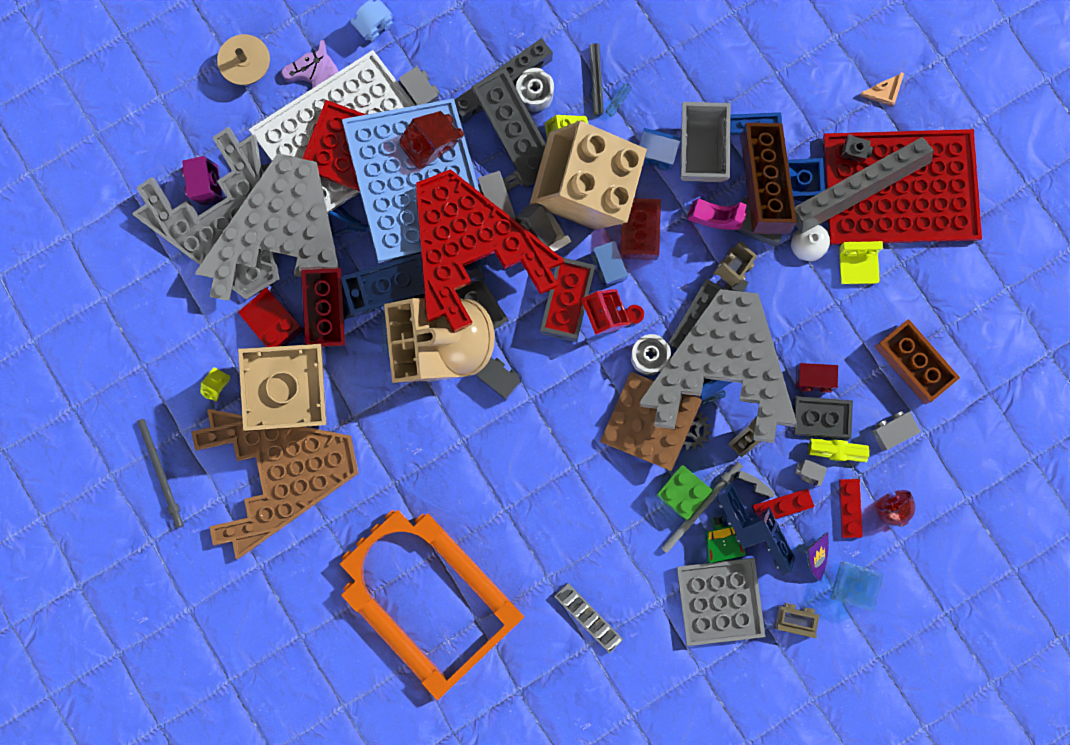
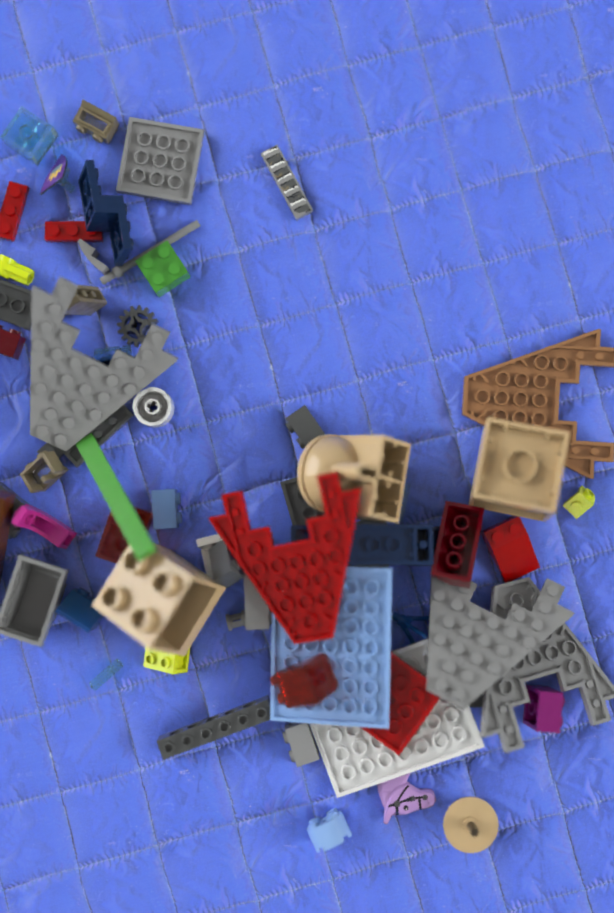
camera: 170 degrees left, 5 degrees up
(363, 602) = (492, 256): orange door -> none
(512, 124) = (219, 677): dark grey plate -> none
(540, 80) = (176, 712): white brick -> none
(564, 304) = (219, 476): red brick -> none
(596, 79) = (121, 702): dark grey axle -> none
(610, 318) = (181, 467): red window -> none
(633, 427) = (189, 340): medium nougat plate -> none
(635, 314) = (156, 453): red tile -> none
(656, 254) = (116, 497): none -> bright green tile
(722, 542) = (142, 212): green torso -> none
(811, 472) = (37, 253): light grey brick -> none

